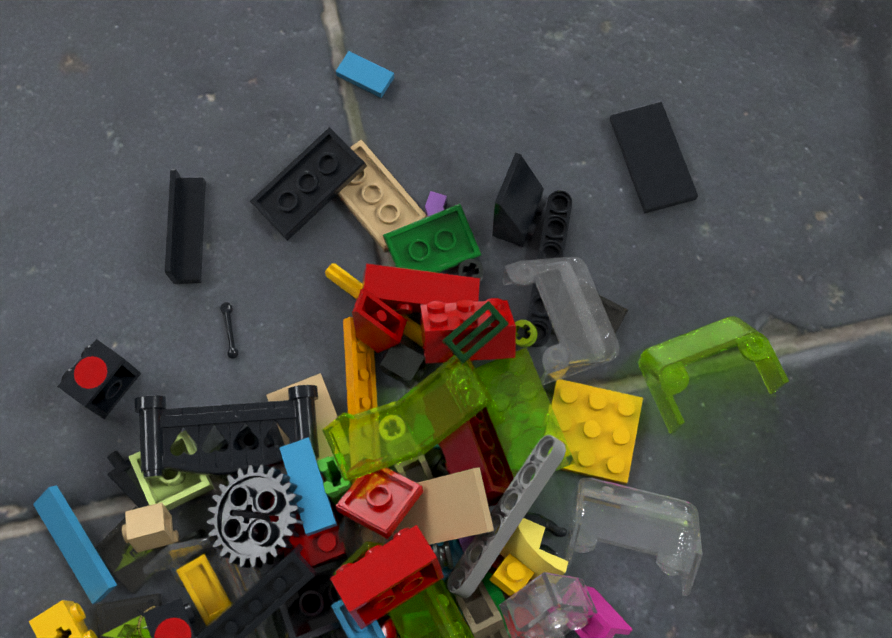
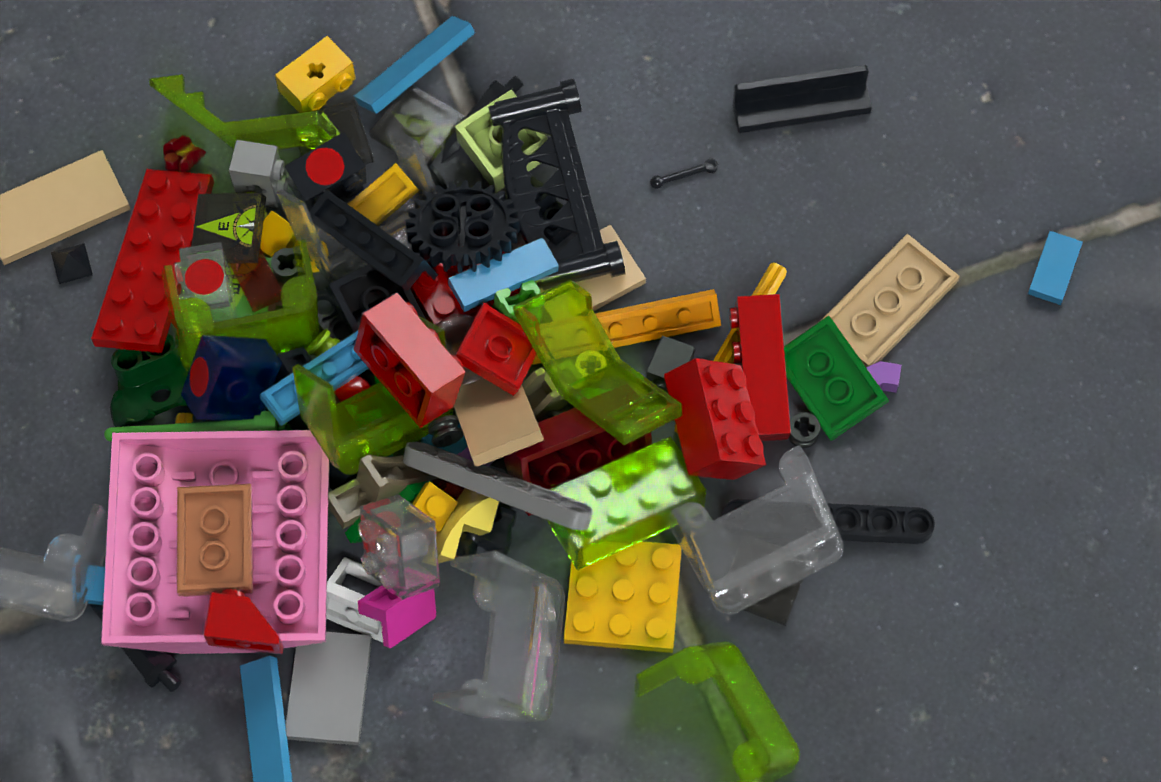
camera: 80 degrees right, 5 degrees down
(99, 379) = (597, 46): black brick -> none
(149, 527) = (437, 127): tan brick -> none
(308, 183) = (885, 225): black tile -> none
(376, 322) = (711, 318): red slope -> none
(455, 349) = (725, 431): dark green tile -> none
(518, 204) = (897, 460): black slope -> none
(523, 342) = (726, 485): lime bush -> none
(653, 157) = (1009, 637): black tile -> none

